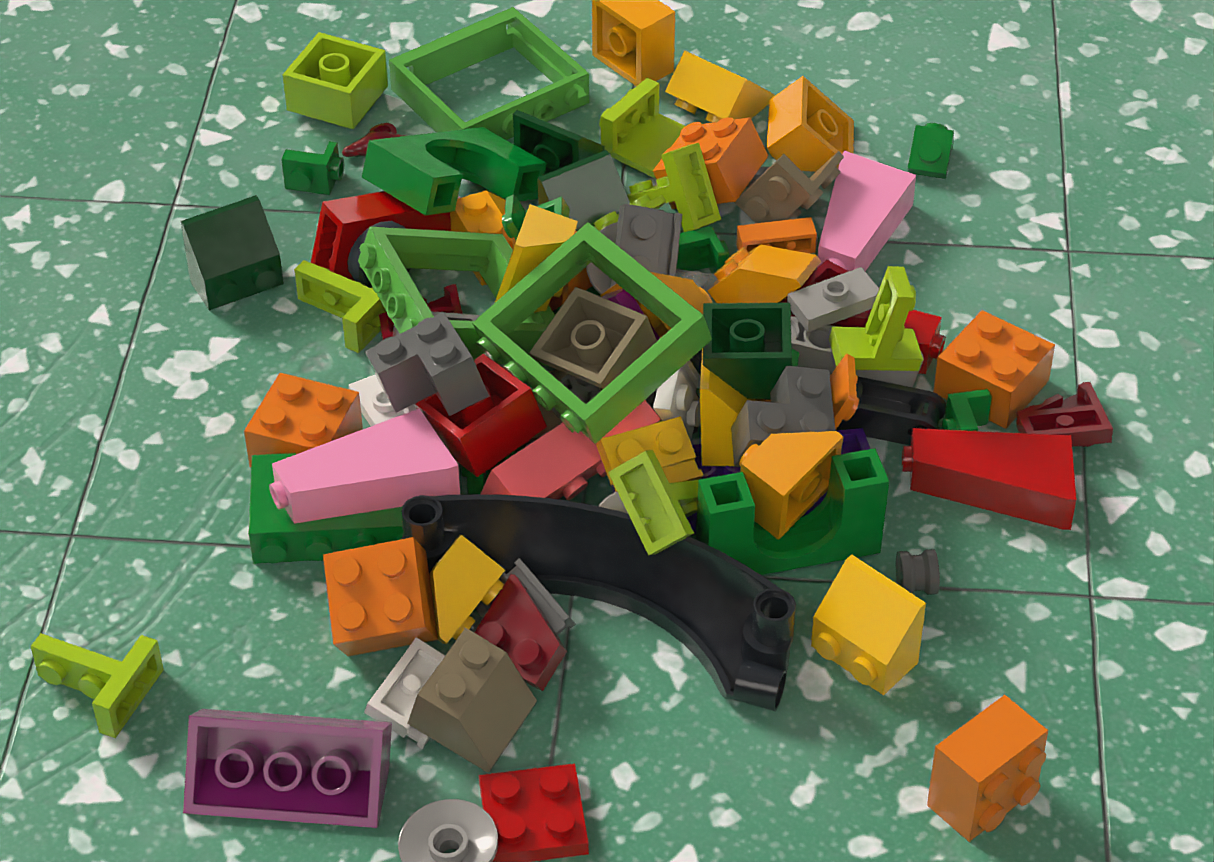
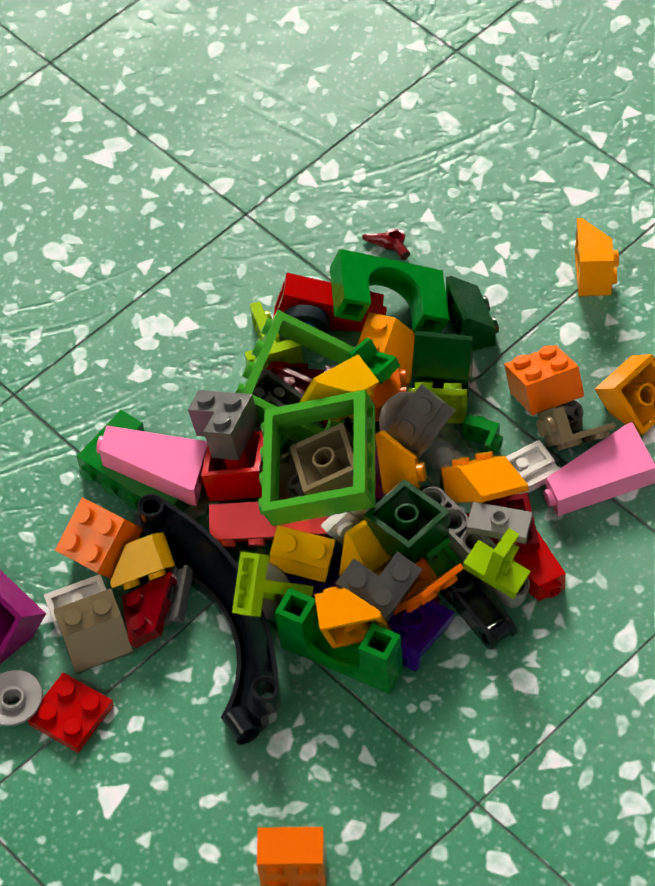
camera: 45 degrees right, 10 degrees up
(231, 253) = (229, 272): dark green slope -> none
(301, 416) = (164, 405): orange brick -> none
(313, 171) = (328, 241): green bracket -> none
(335, 80) = (395, 184): lime brick -> none
(477, 44) = (488, 205): bright green window -> none
(636, 130) = (537, 325): lime bracket -> none
(685, 184) = (502, 386): lime bracket -> none
(715, 90) = (612, 328): yellow slope -> none
(785, 234) = (529, 456): orange piece -> none
(869, 626) = (320, 736): yellow slope -> none
(918, 571) = (389, 721): dark grey wheel -> none
(967, 410) = (517, 641): green bracket -> none
(995, 358) = (567, 626): orange brick -> none
(996, 472) = (501, 693): red slope -> none
(1074, 416) = (576, 688): dark red wing -> none

